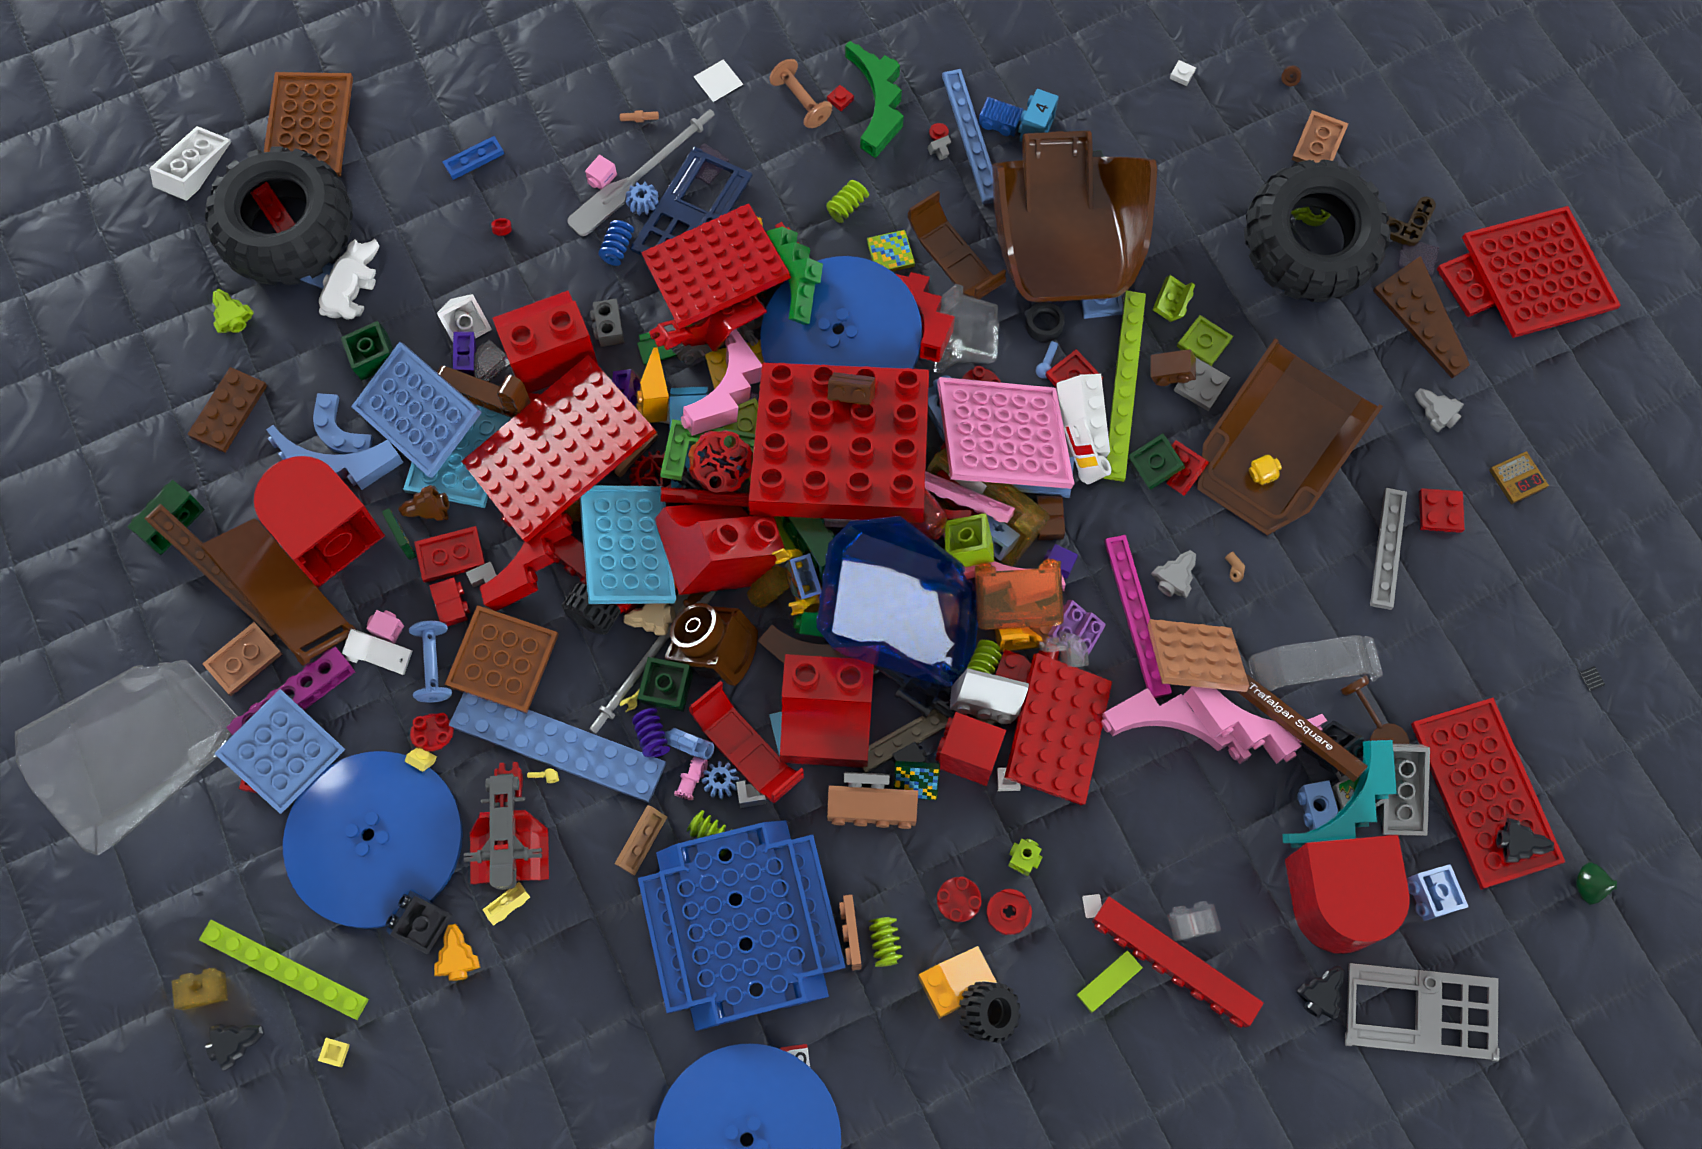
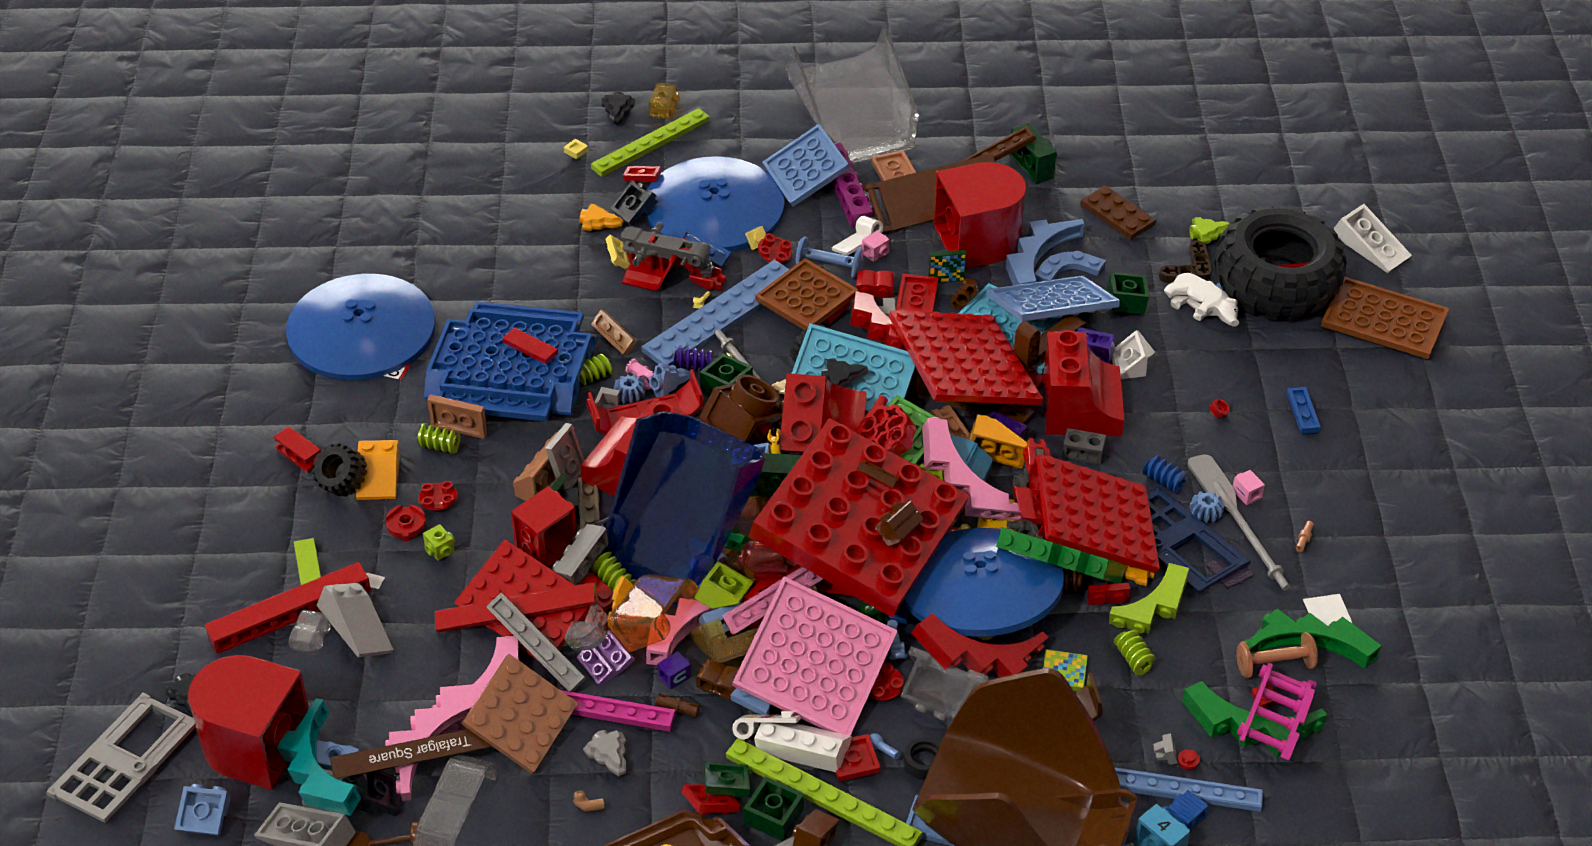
camera: 115 degrees right, 25 degrees down
(296, 308) = (1168, 272): none -> dark brown beam
(354, 944) = (642, 173): none -> red plate
(464, 807) = (717, 253): none -> blue plate
(642, 547) = (843, 373): none -> black rock
(726, 899) = (530, 345): none -> red tile
(765, 102) = (1338, 637): none -> green arch
(780, 194) = (1162, 601): none -> lime arch
(799, 427) = (878, 473): none -> reddish brown tile
(862, 51) = (1305, 693): none -> dark pink fence
(970, 1087) = (297, 448): none -> red piece
(1077, 729) = (527, 604): none -> red tile
(1096, 542) = (677, 704): none -> reddish brown pin
(1106, 689) = (536, 643): none -> light grey plate
(1163, 879) = (355, 619): none -> light grey slope
(1167, 410) = (773, 808): none -> dark green brick

